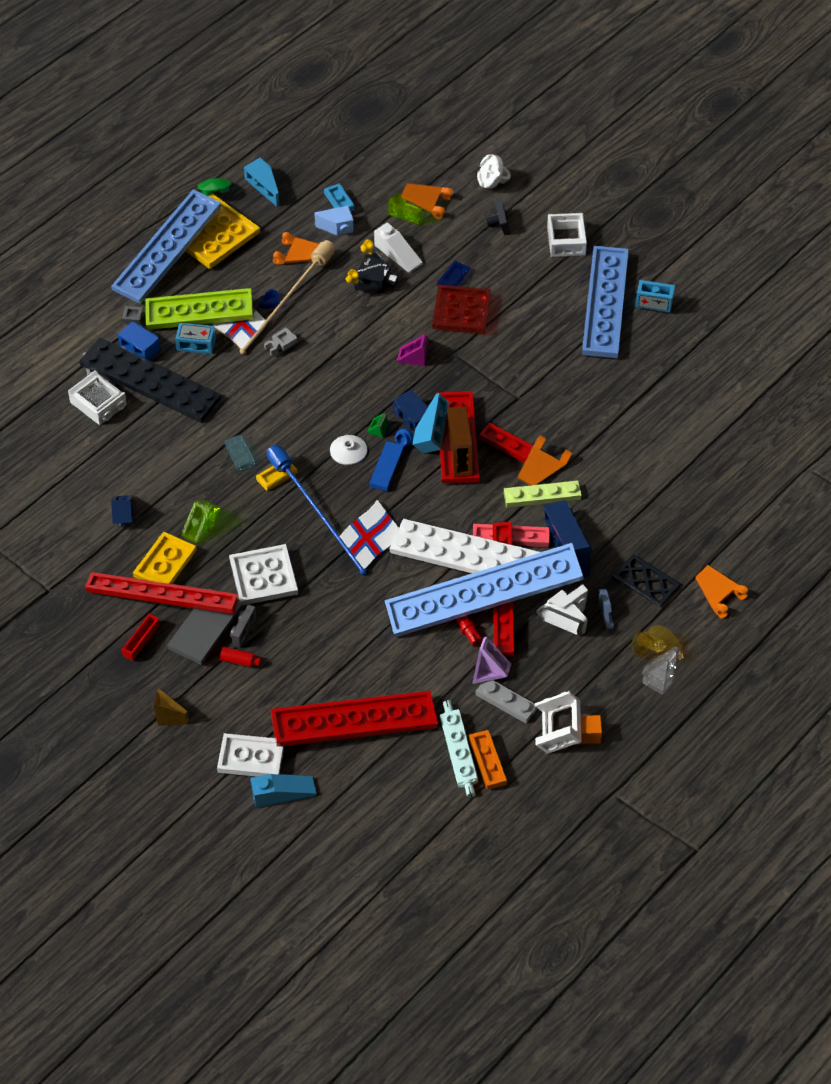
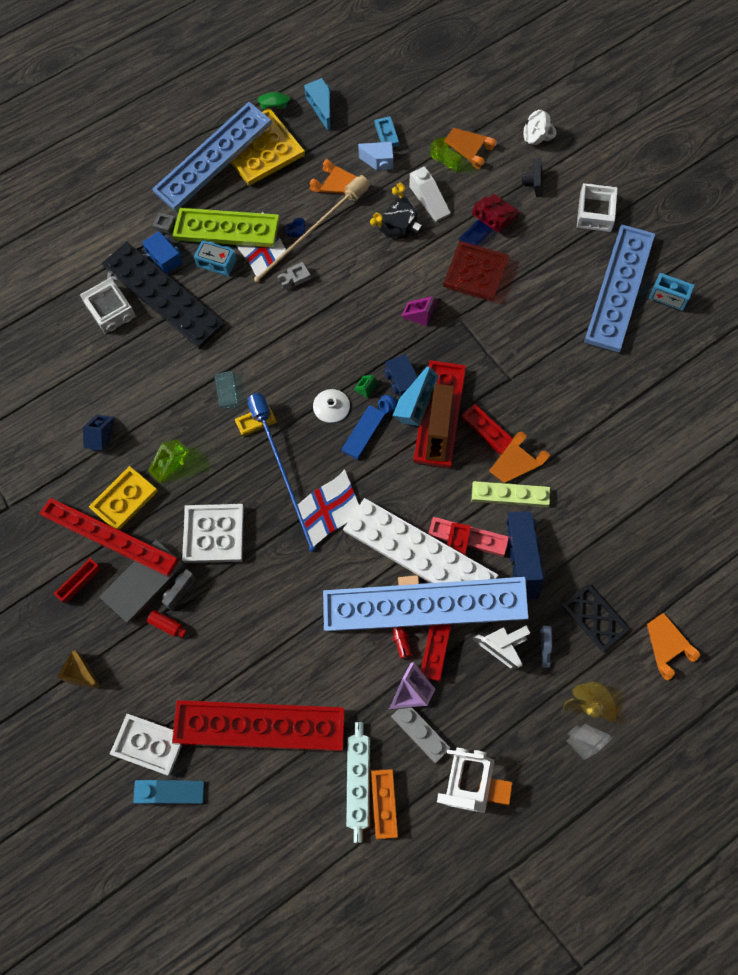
camera: 15 degrees right, 15 degrees up
(467, 254) = (495, 212): none -> dark red plate

